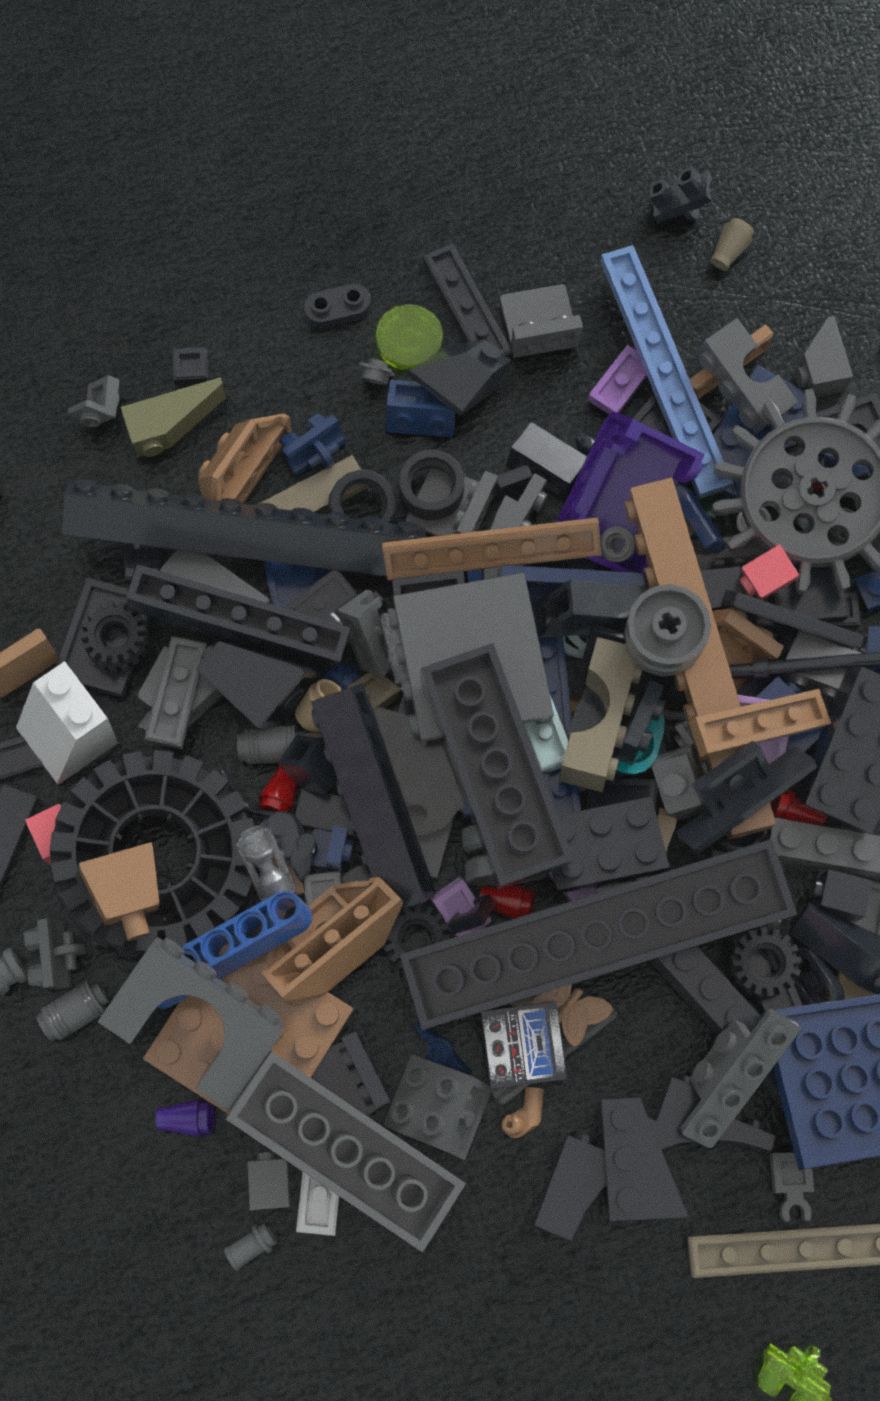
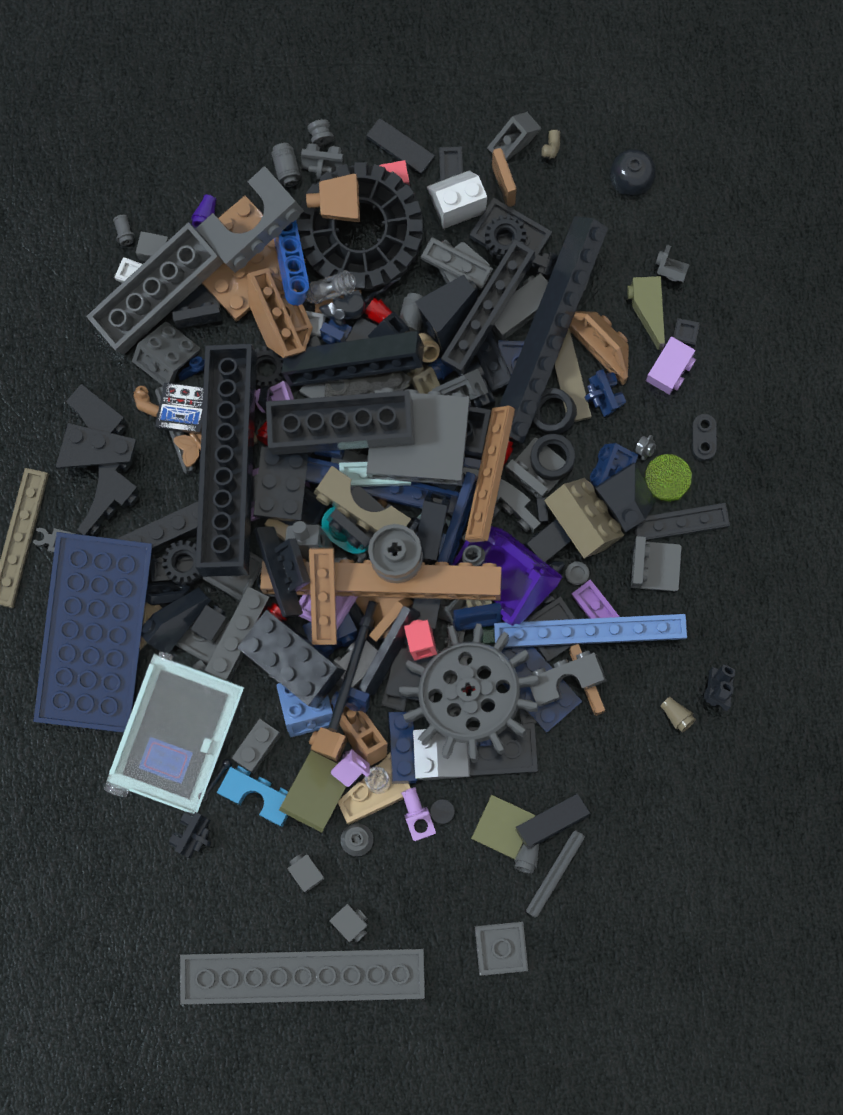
camera: 115 degrees right, 5 degrees up
(248, 367) = (671, 365): none -> lavender brick
(509, 415) = (584, 517): none -> dark tan brick
(582, 418) = (577, 573): none -> dark grey tile
(734, 1073) = (123, 514): dark grey bracket -> none
(825, 363) = (570, 744): dark grey slope -> none

